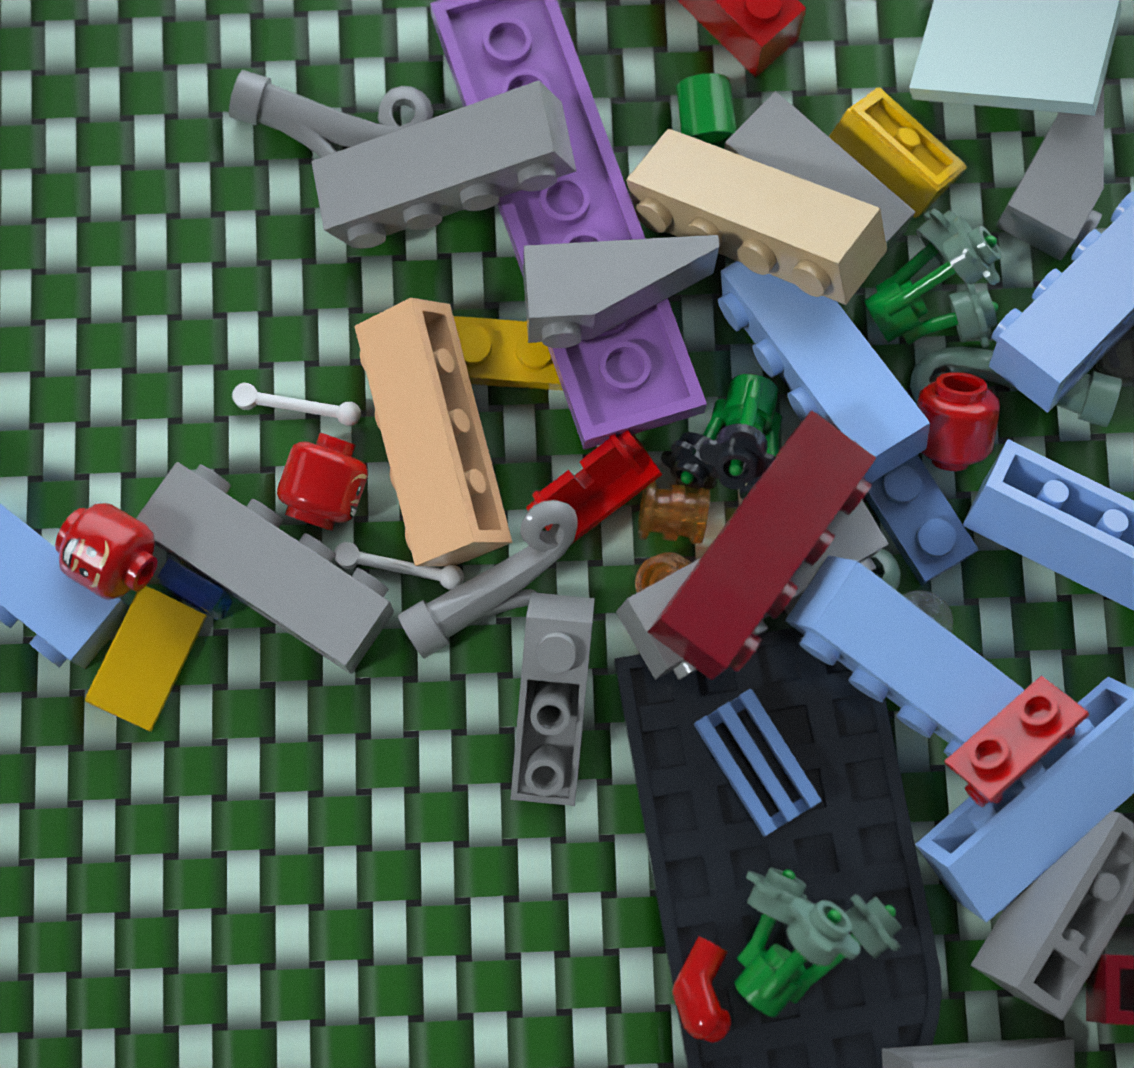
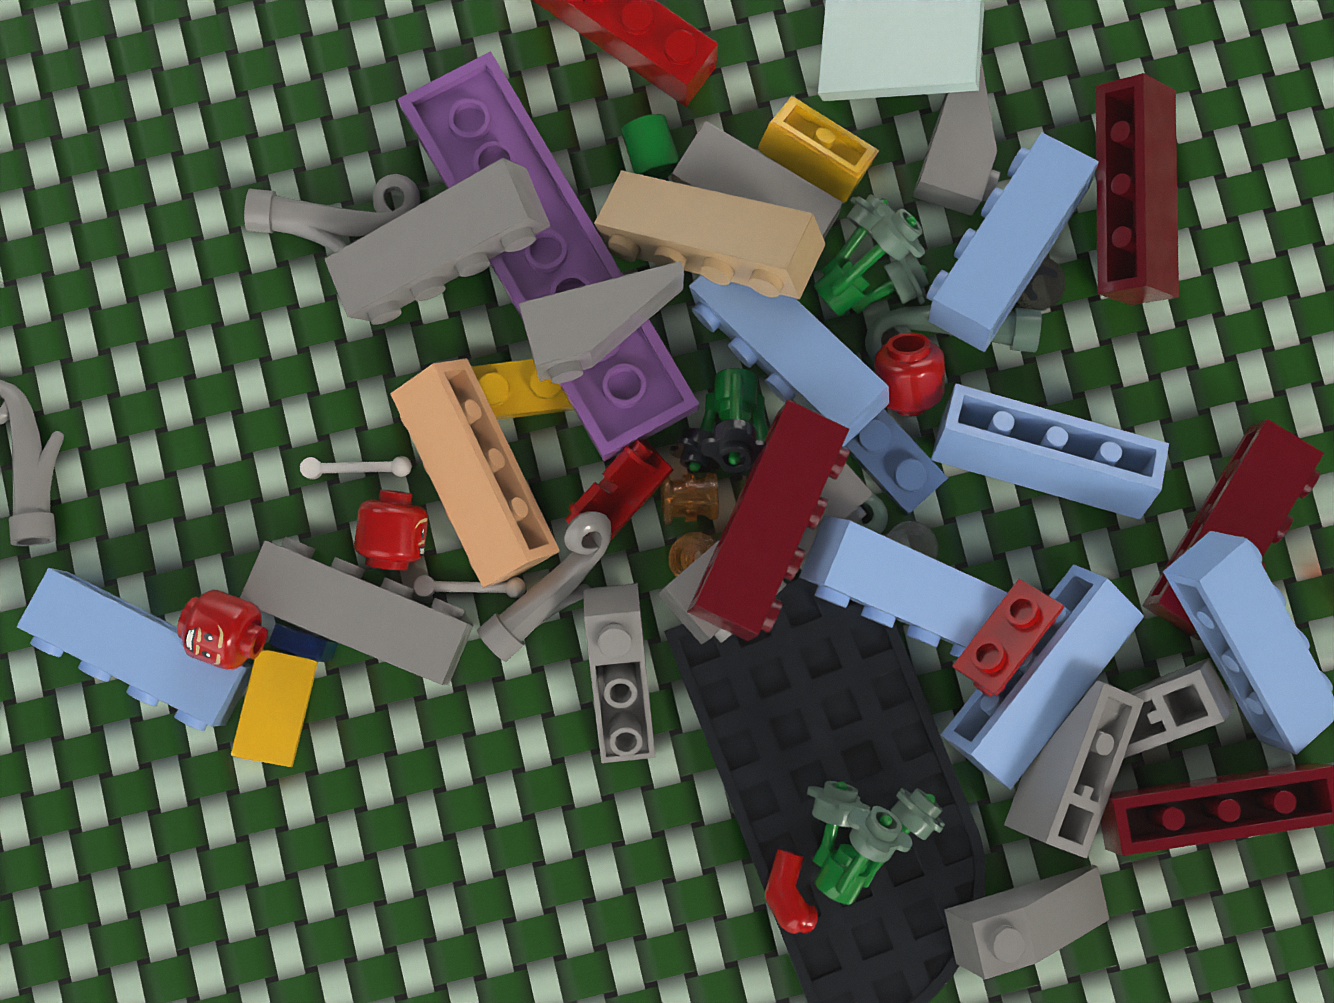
camera: 10 degrees left, 5 degrees up
(778, 747) = (831, 730): medium blue tile -> none

